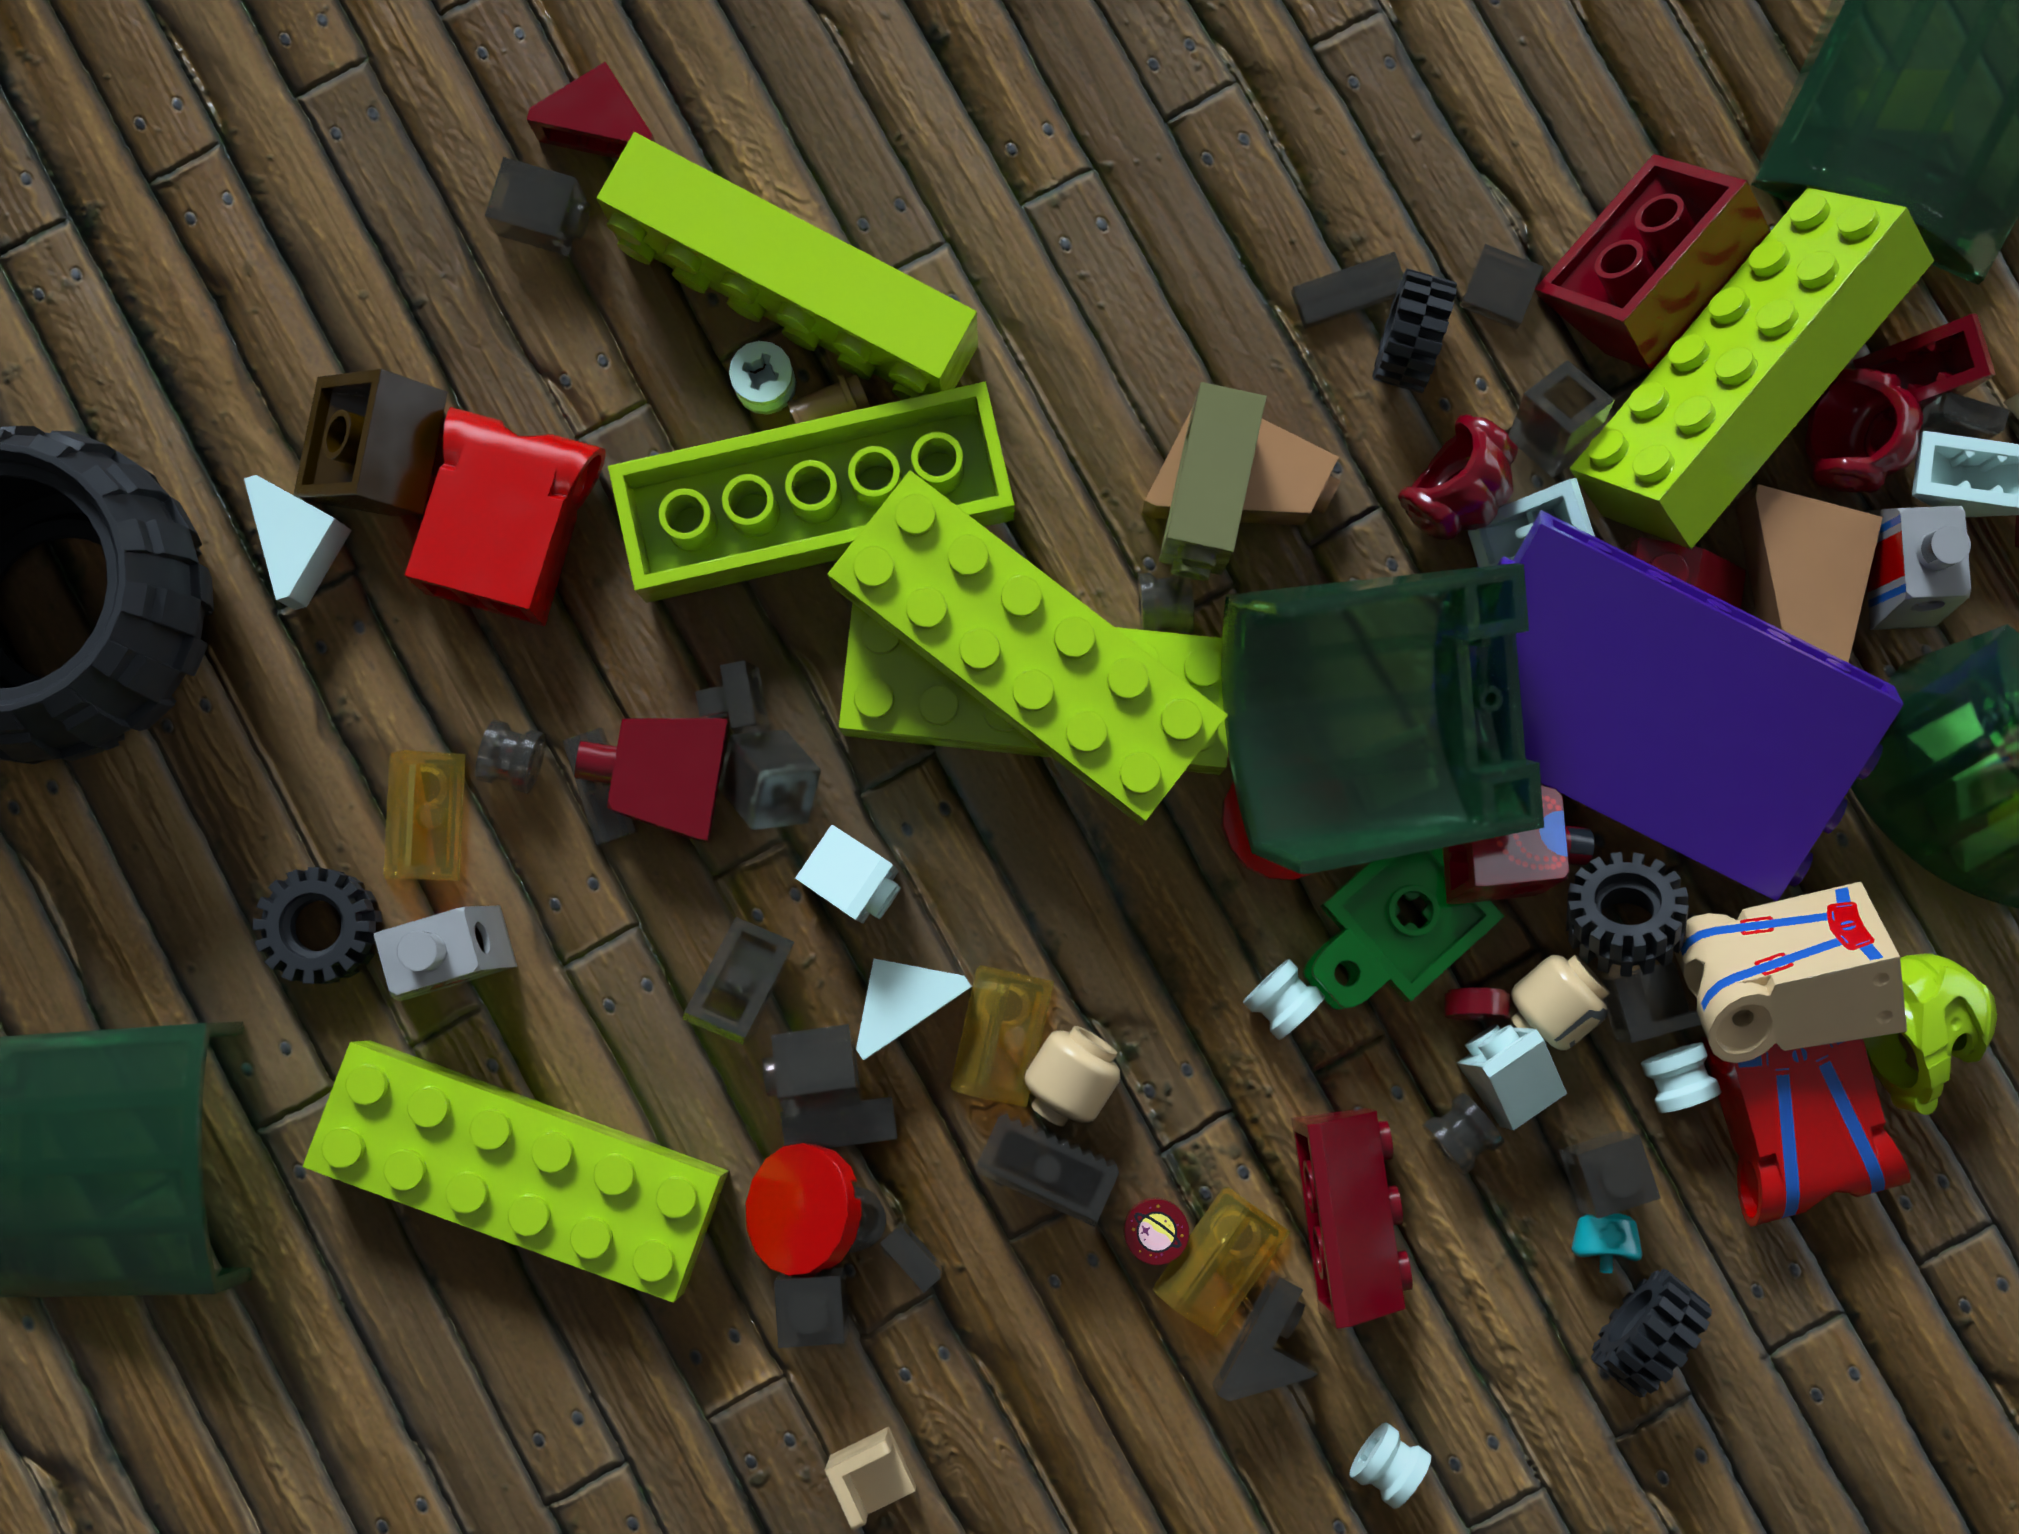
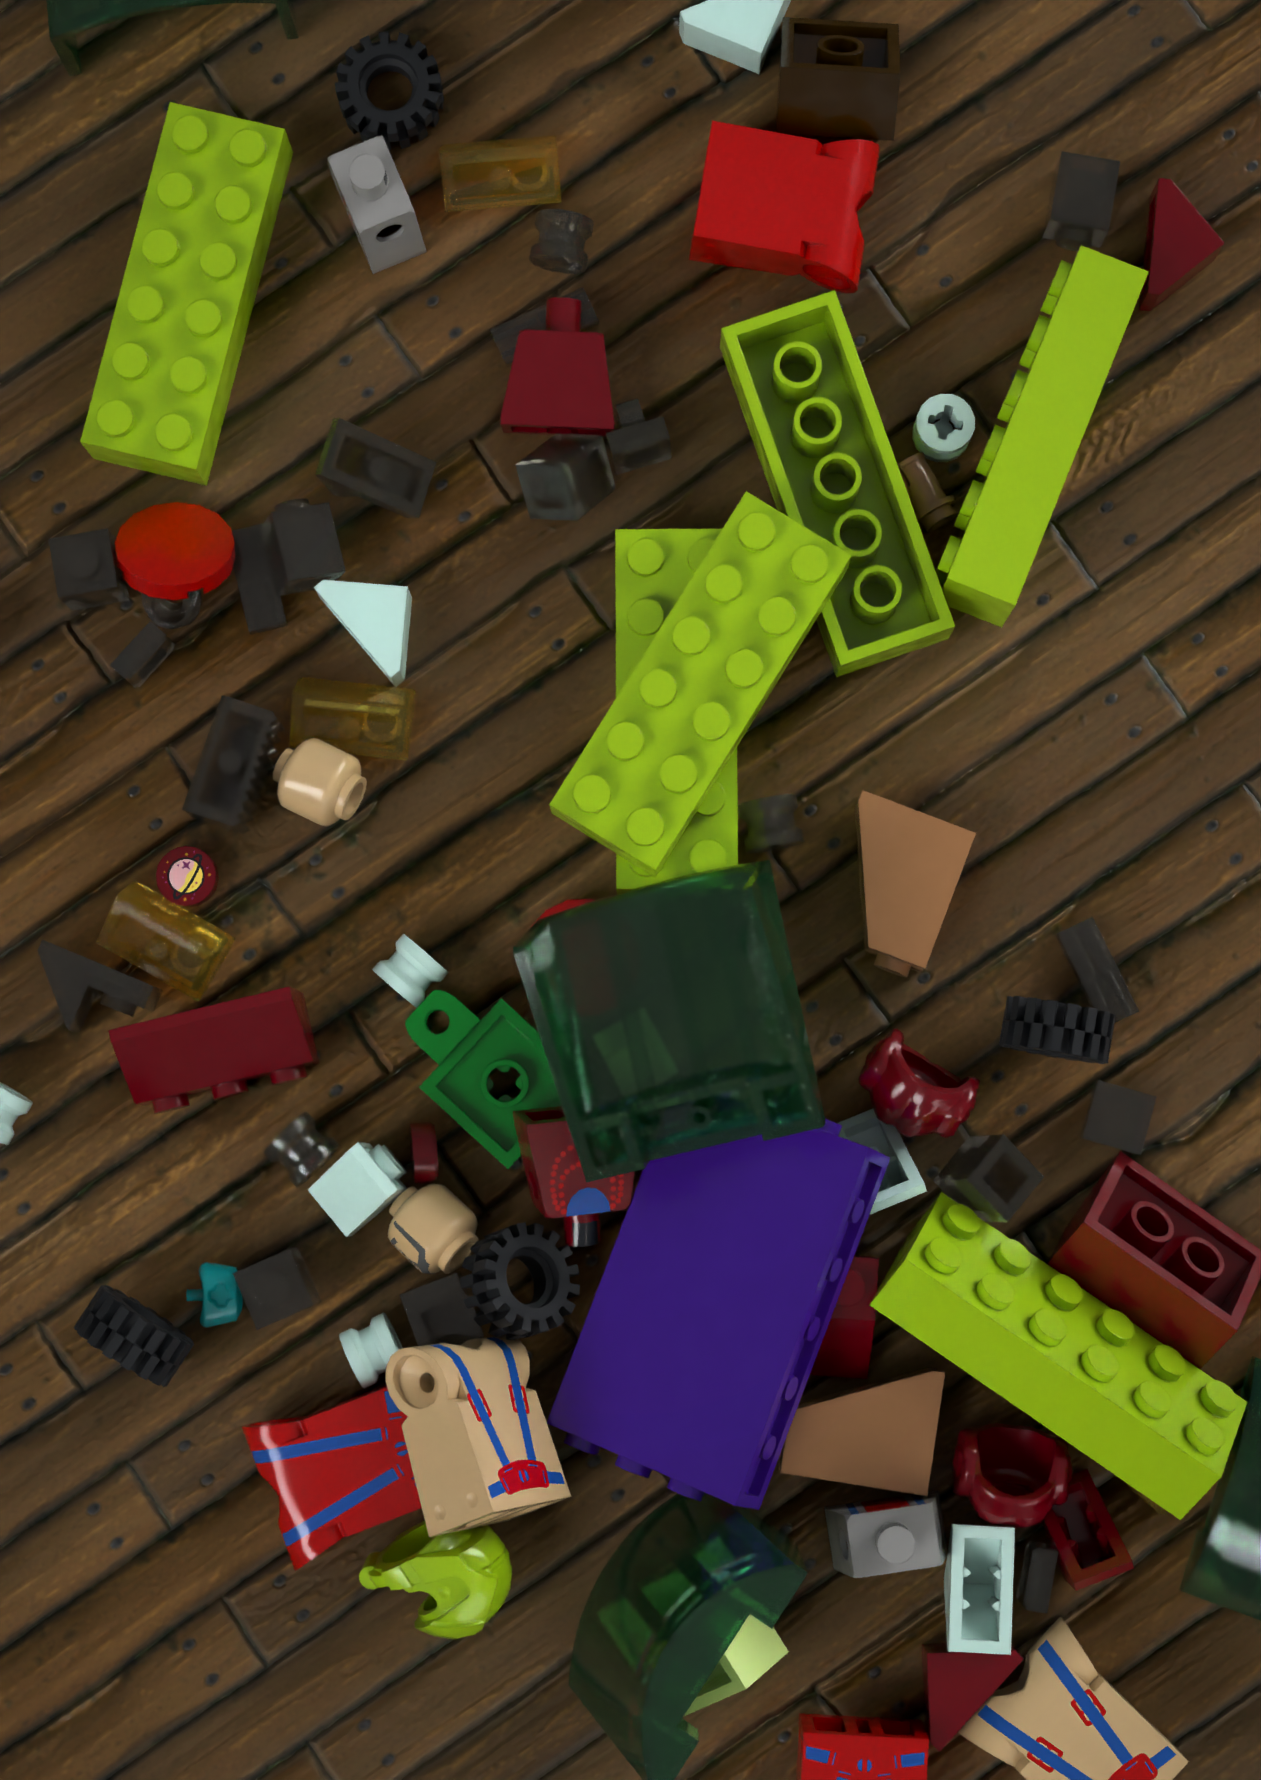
camera: 90 degrees right, 0 degrees up
(850, 876) = (481, 559): light aqua slope -> none
(1212, 481) = (877, 838): olive window -> none

